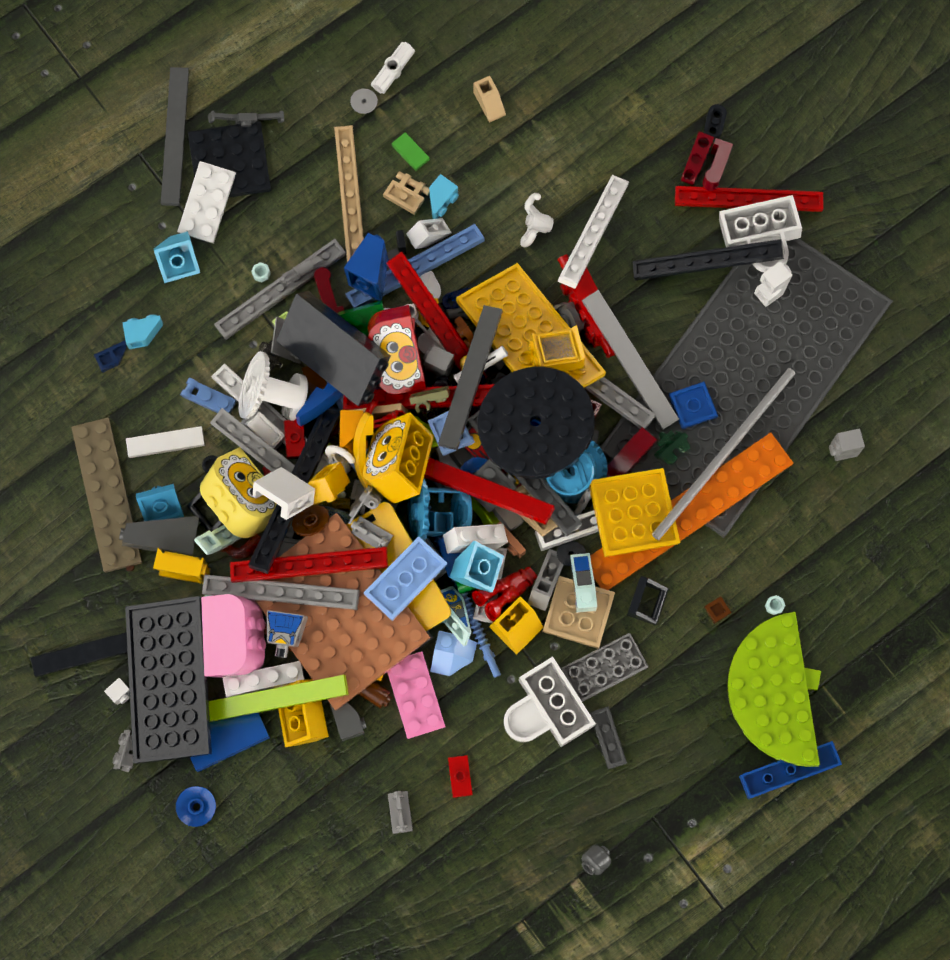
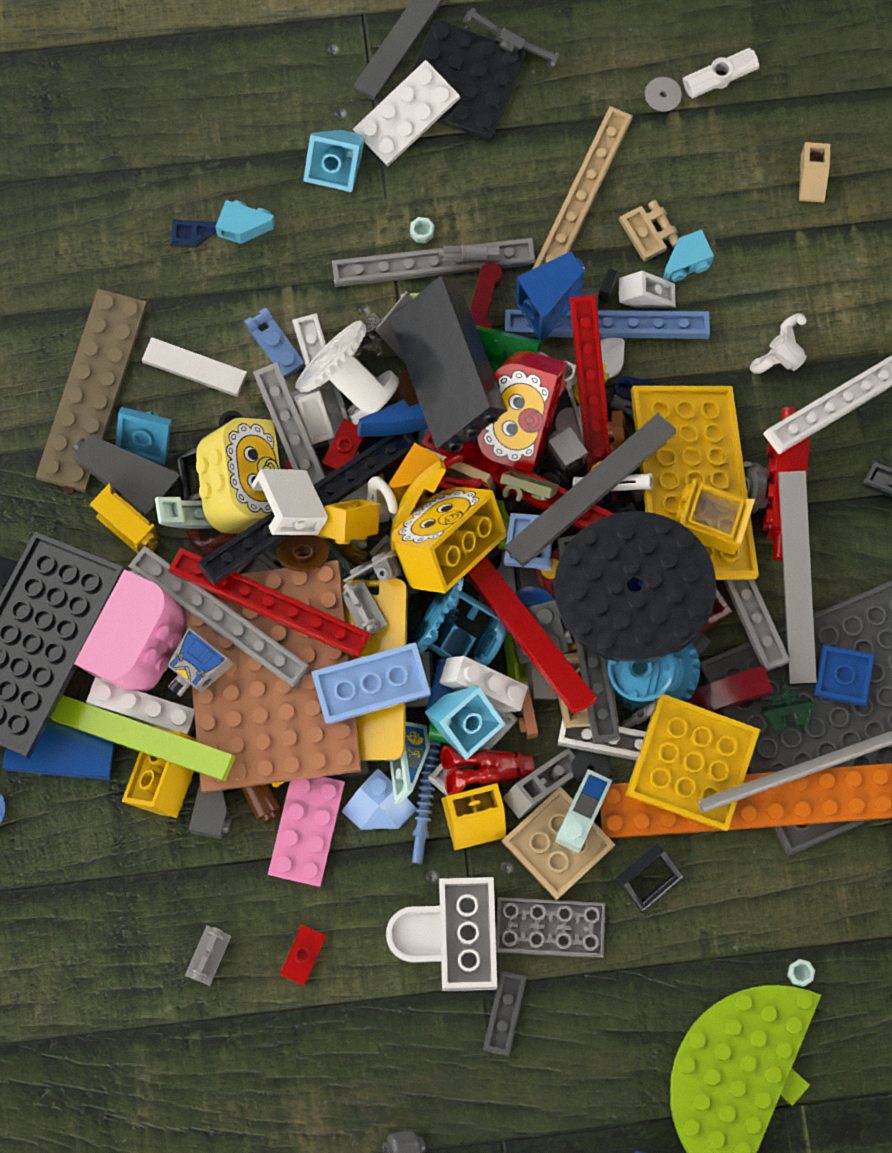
camera: 30 degrees right, 0 degrees up
(410, 151) = (683, 184): bright green tile -> none
(717, 610) = (727, 938): reddish brown plate -> none

